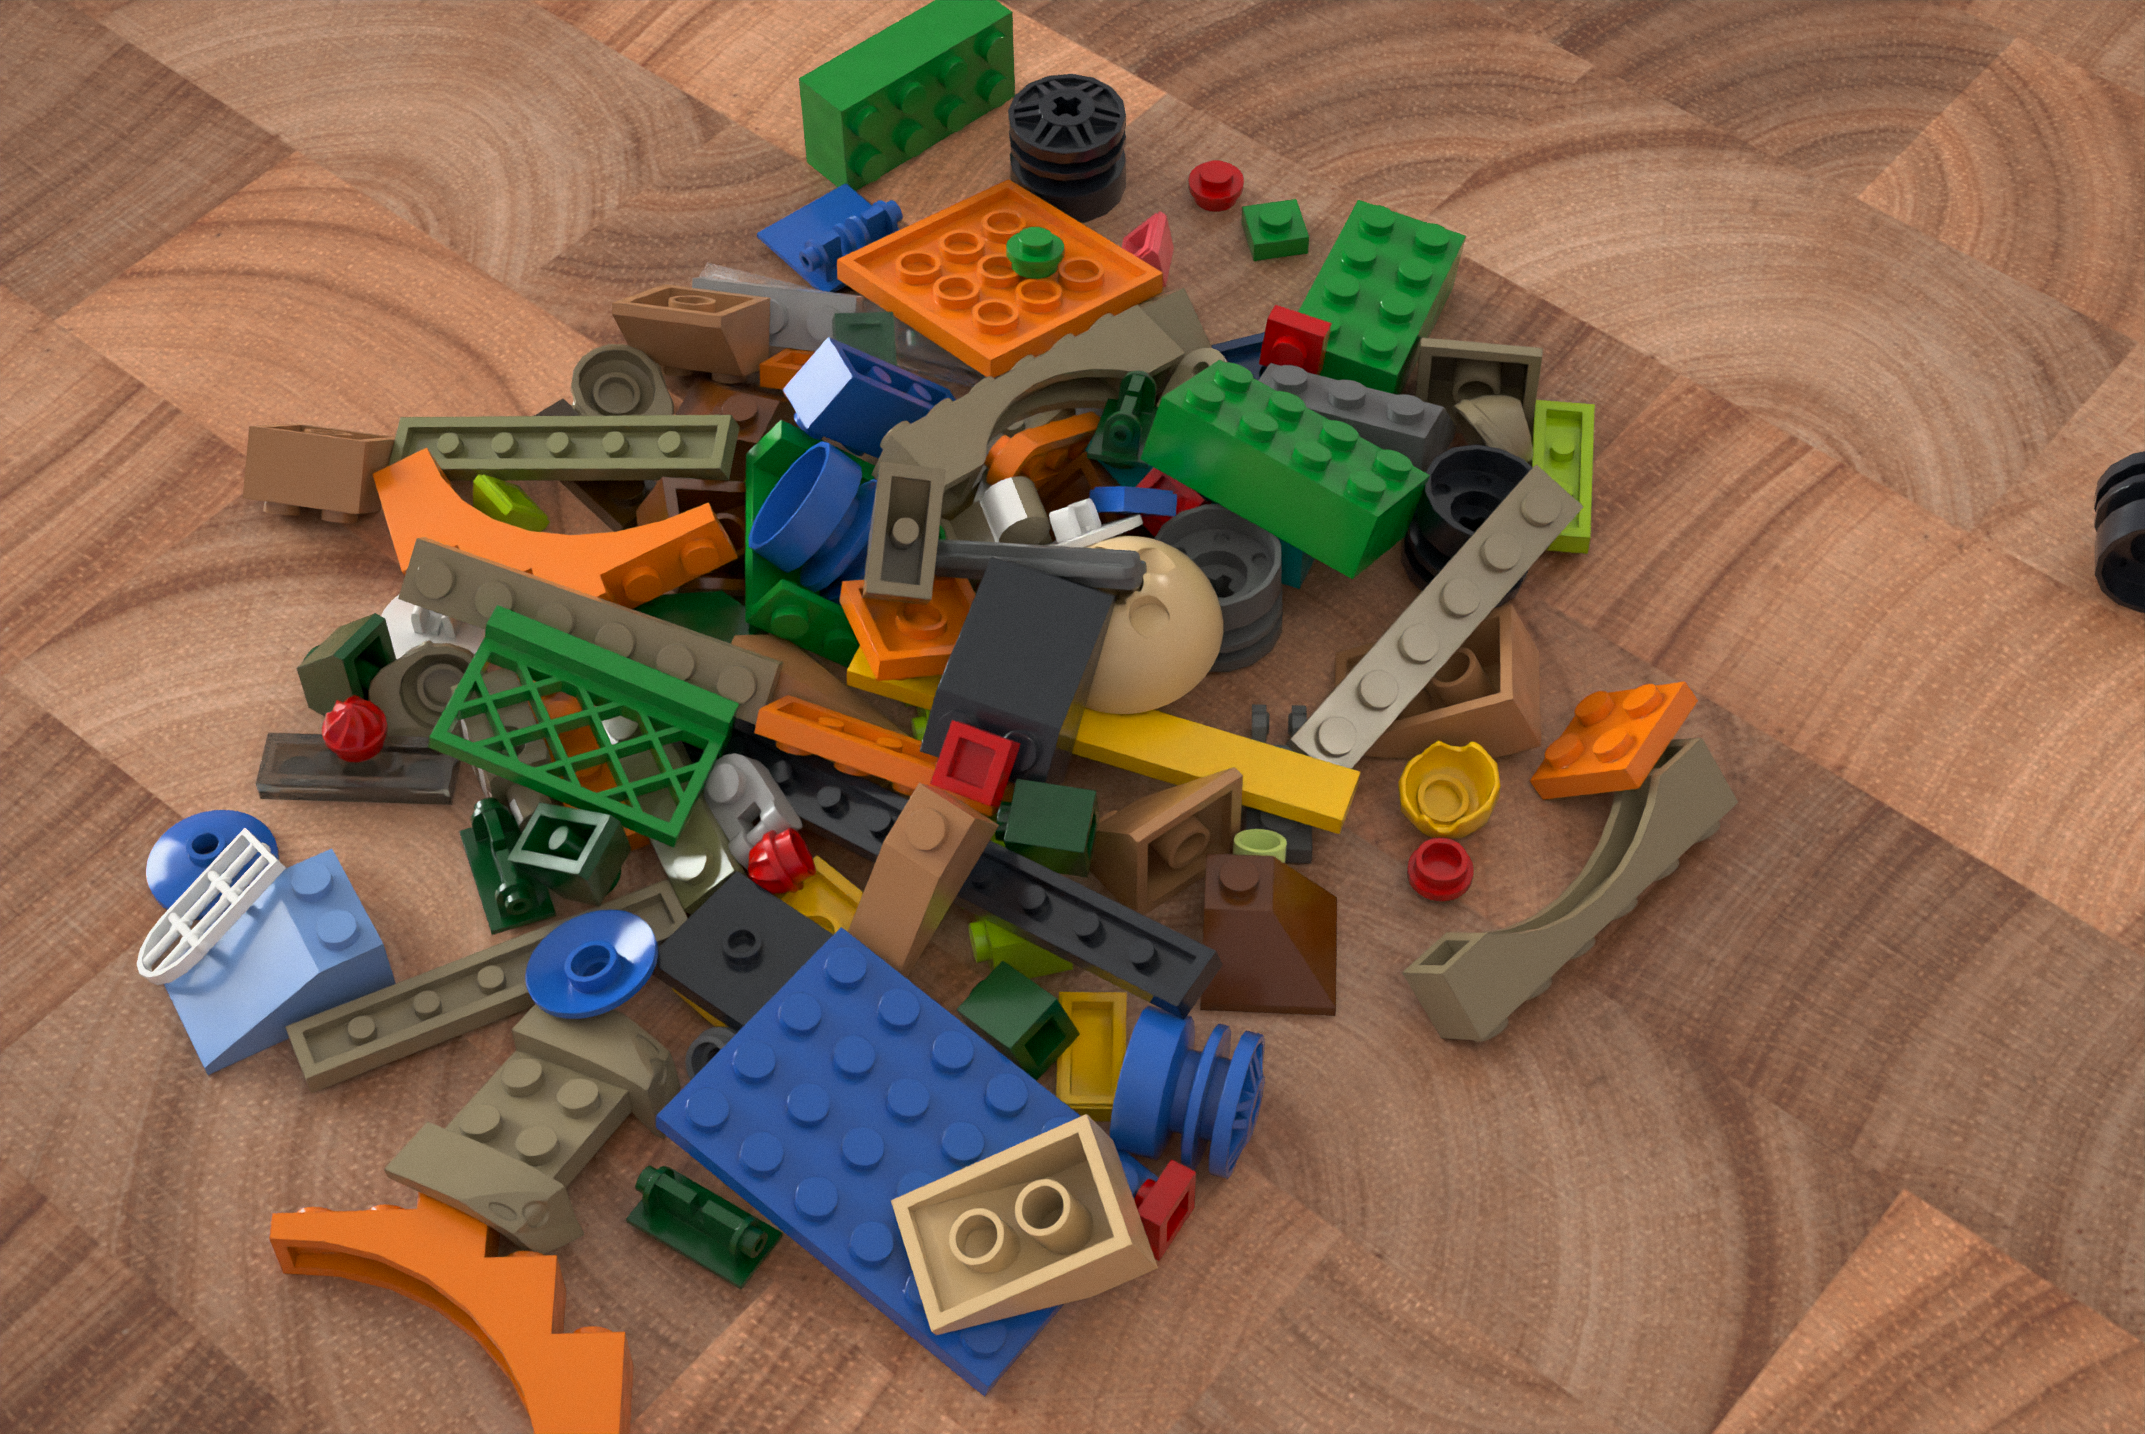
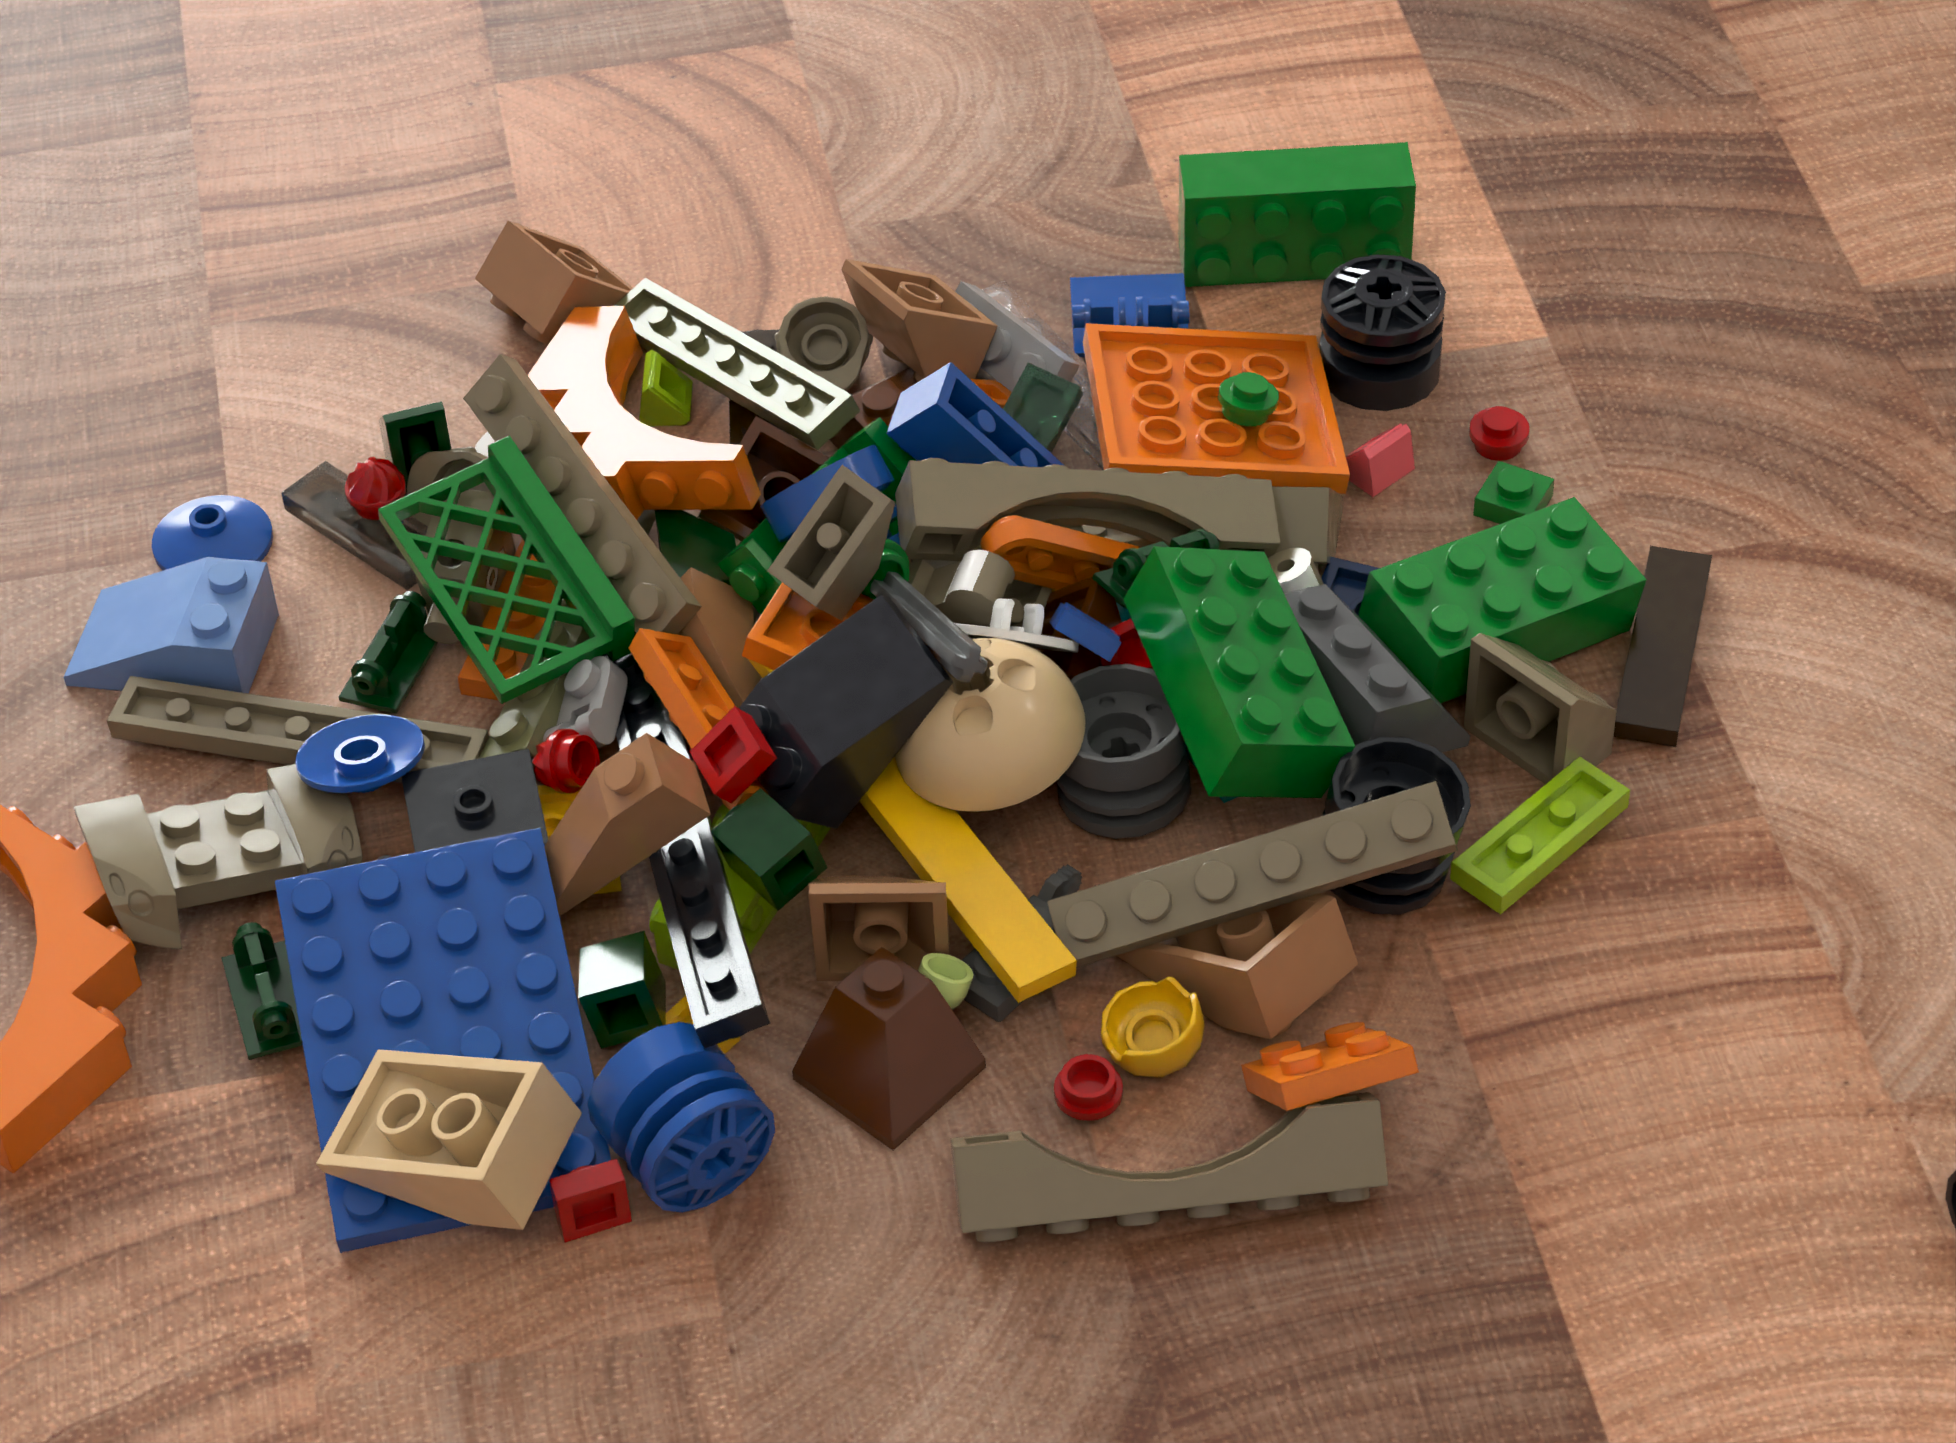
camera: 40 degrees right, 5 degrees down
(172, 925) = (161, 560): white window -> none
(572, 852) = (424, 668): dark green slope -> none
(1295, 340) = (1368, 581): red plate -> none
(1495, 423) = (1501, 767): dark tan hat -> none
(1499, 287) = (1662, 646): none -> dark brown tile

